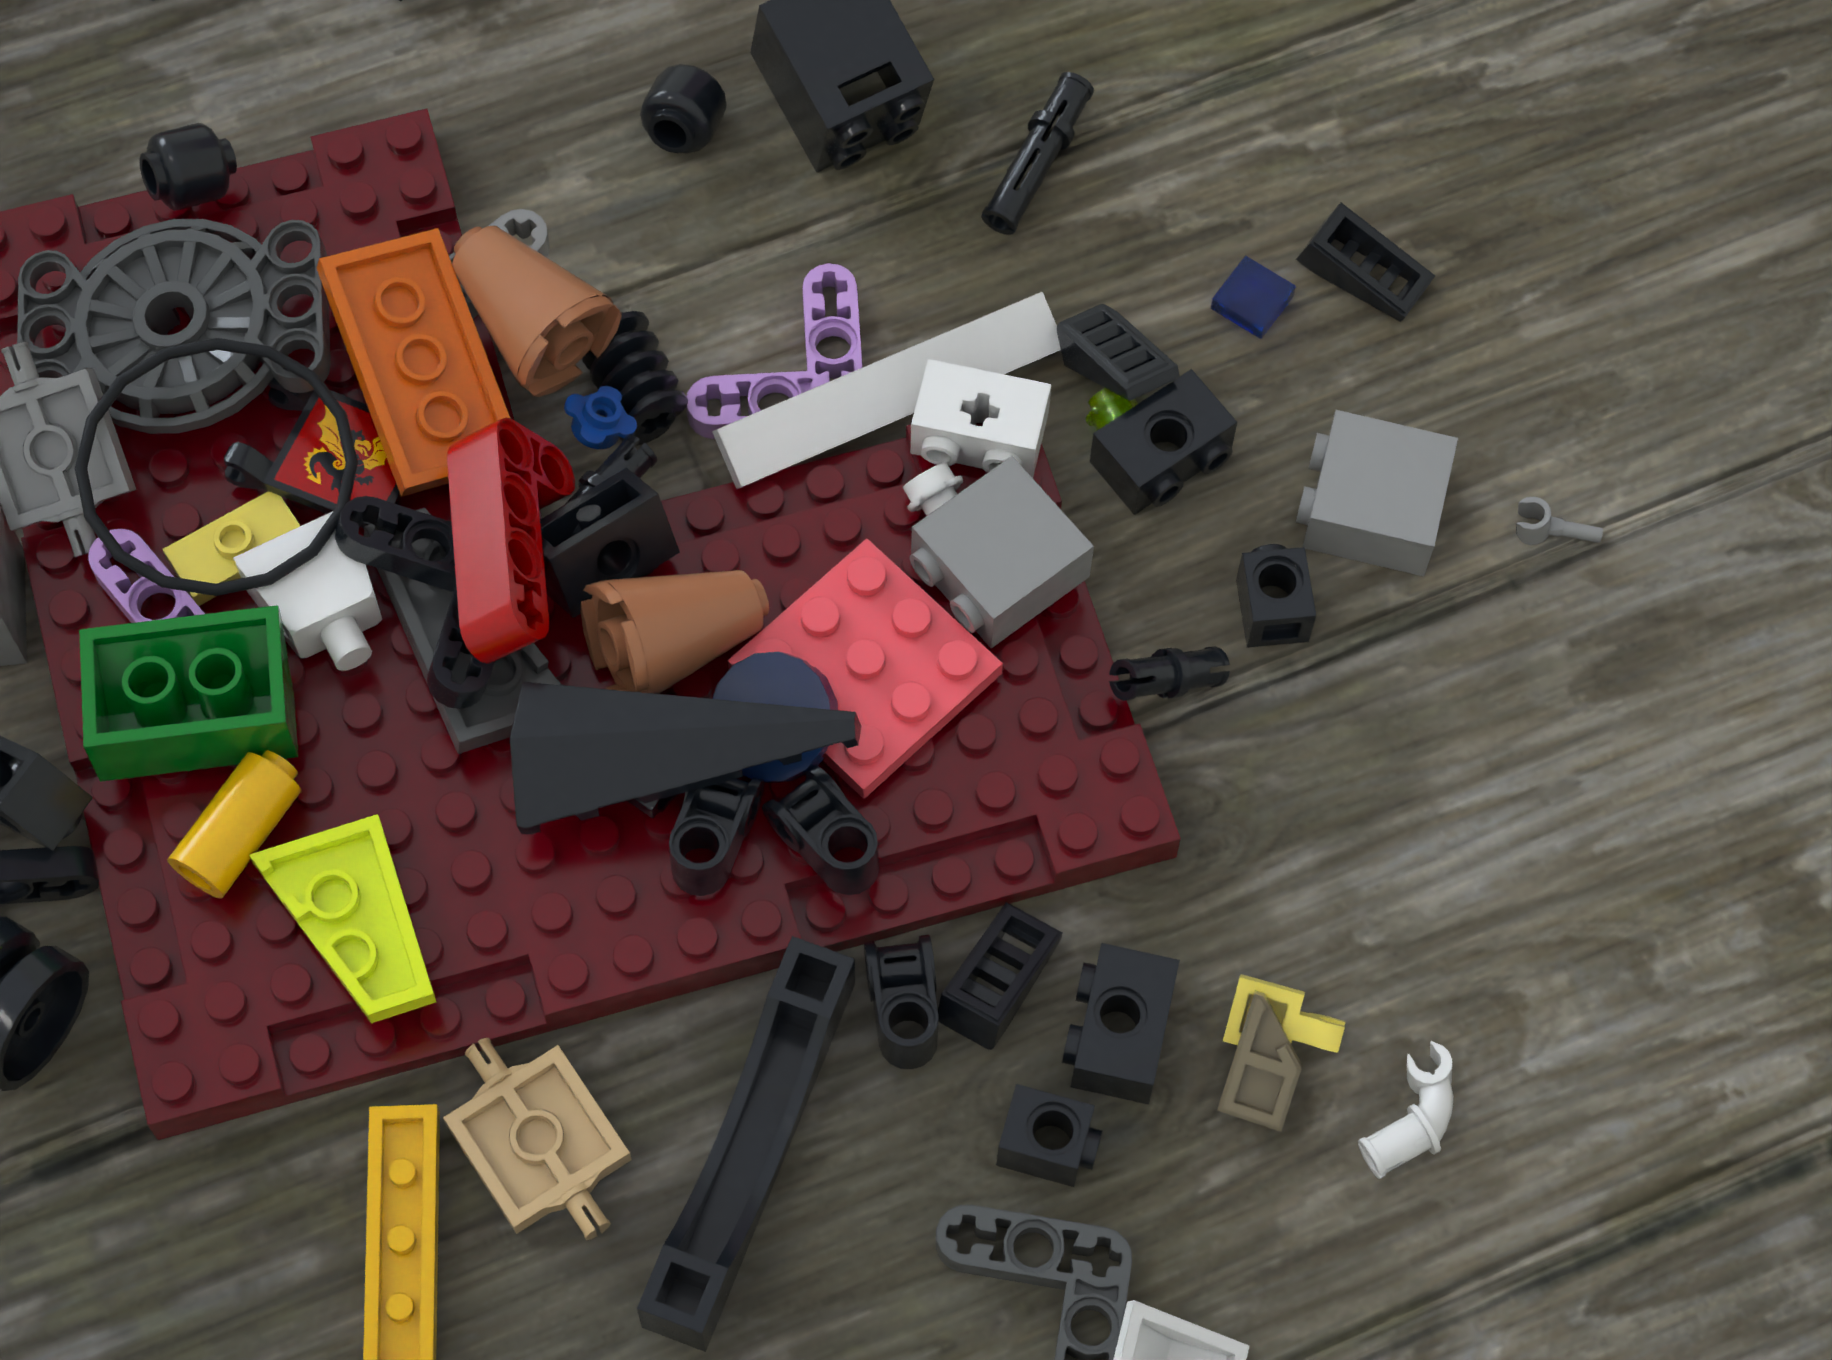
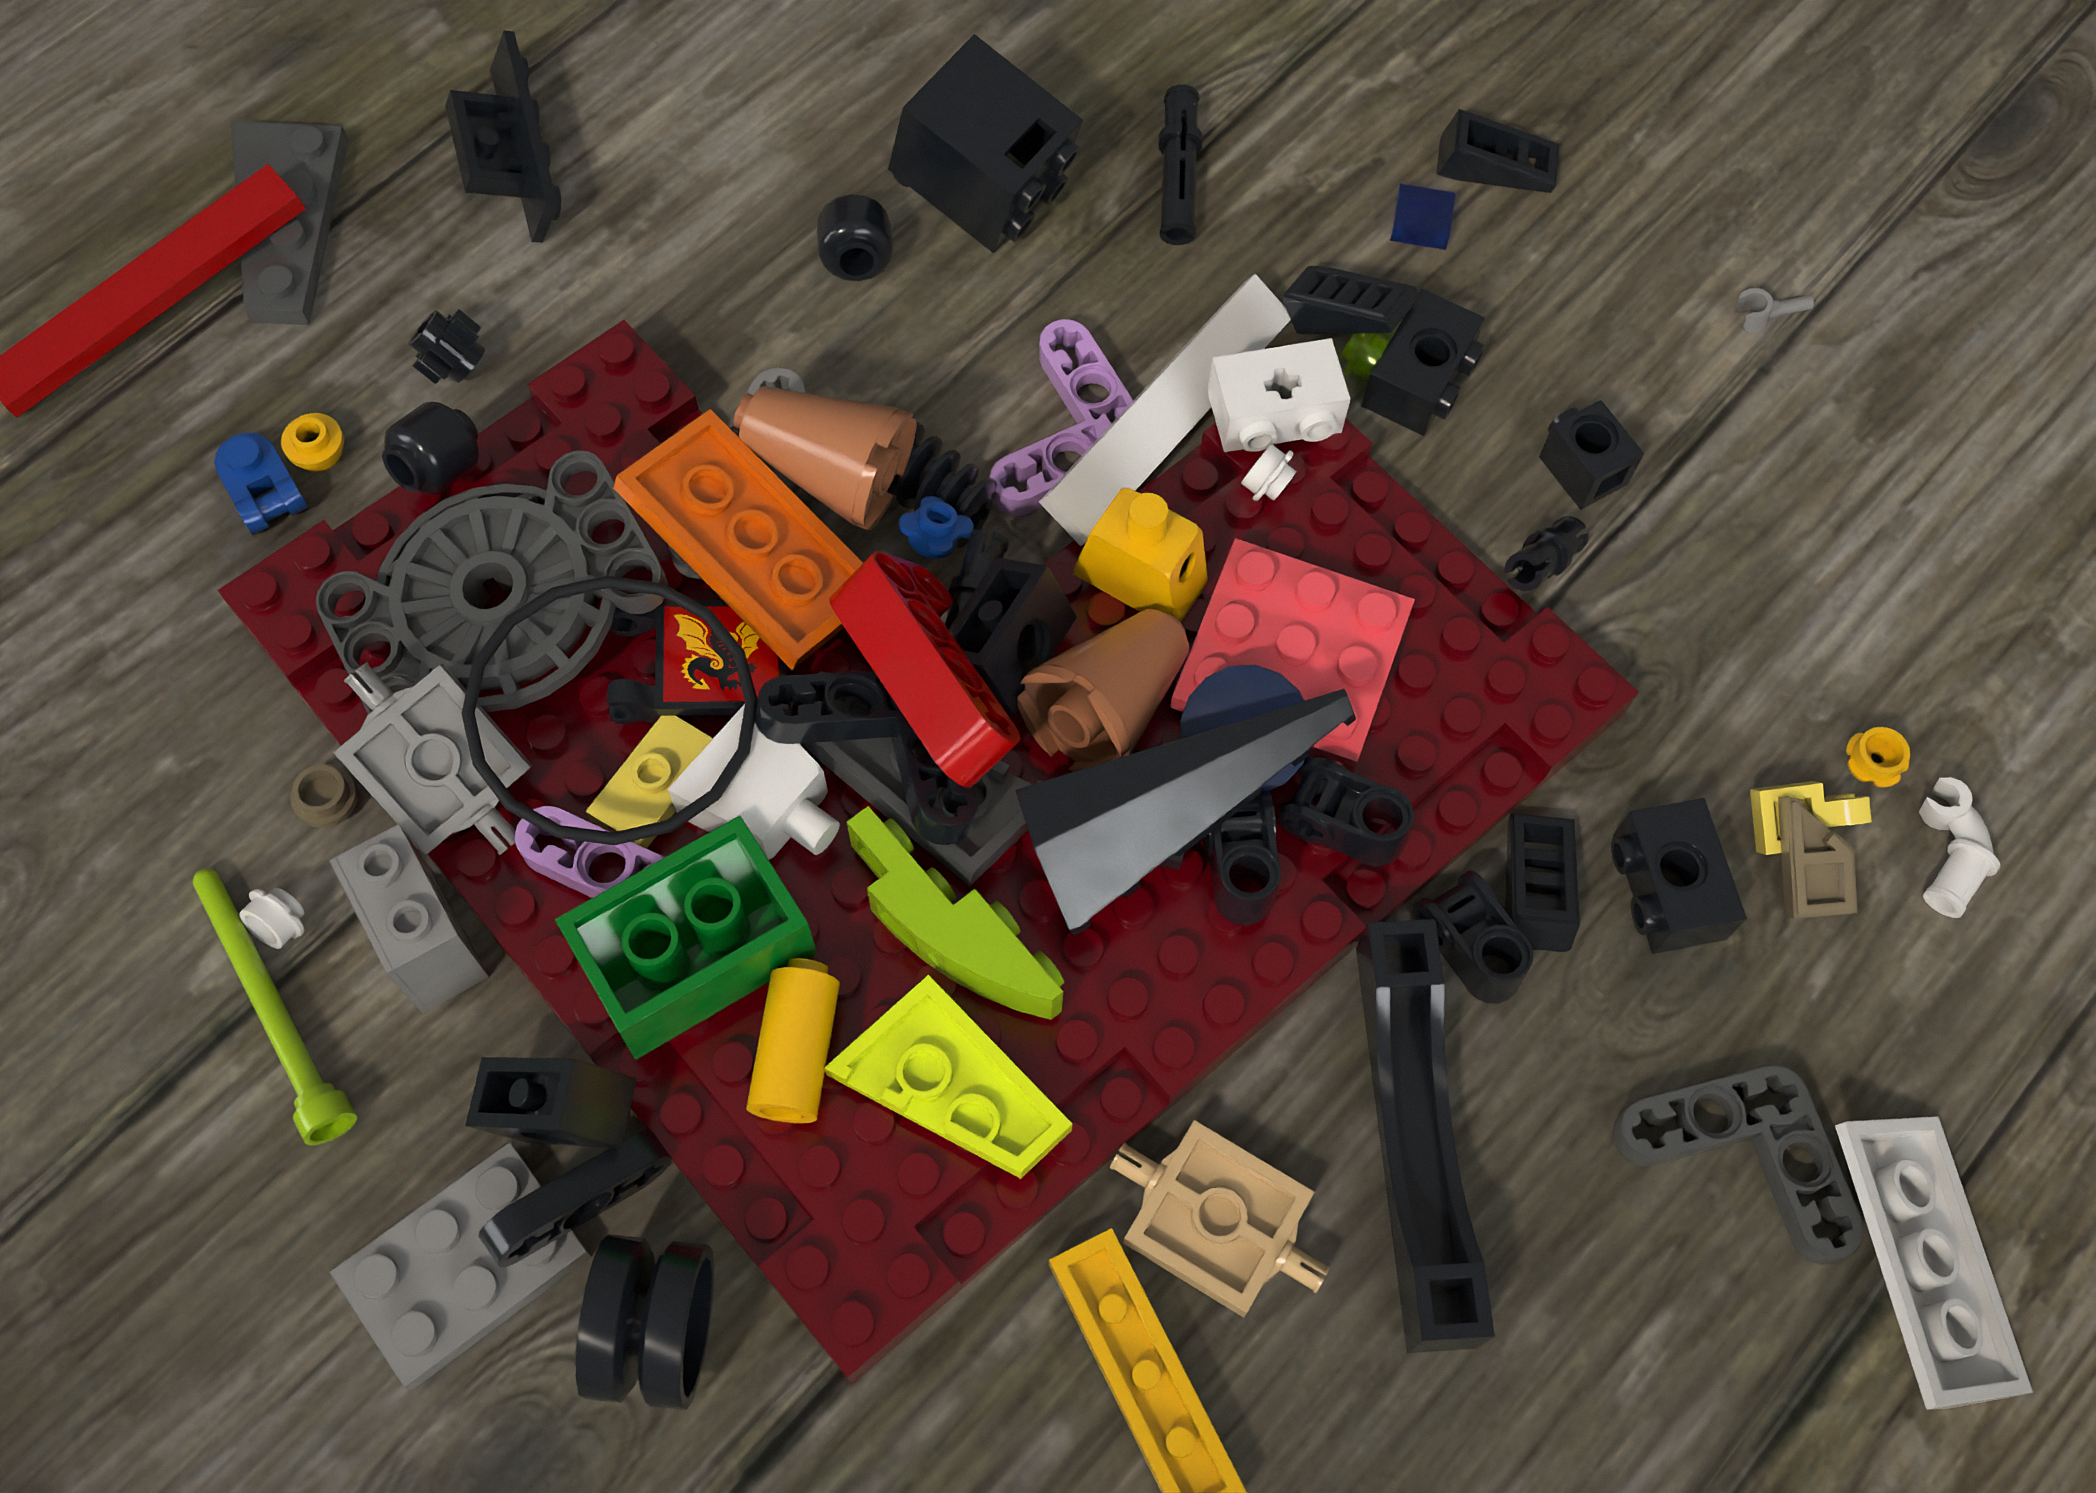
camera: 25 degrees left, 0 degrees up
(35, 119) = (250, 468): none -> blue plate
(107, 128) = (317, 454): none -> yellow plate
(258, 72) = (446, 346): none -> black gear
(419, 784) = (964, 940): none -> lime slope
(760, 511) = (1145, 555): none -> yellow torso
(1000, 552) = (1361, 501): light grey piece -> none
(1035, 1109) = (1650, 1024): black brick -> none
(1377, 492) = (1625, 334): light grey piece -> none
(1399, 985) = (1885, 744): none -> yellow plate

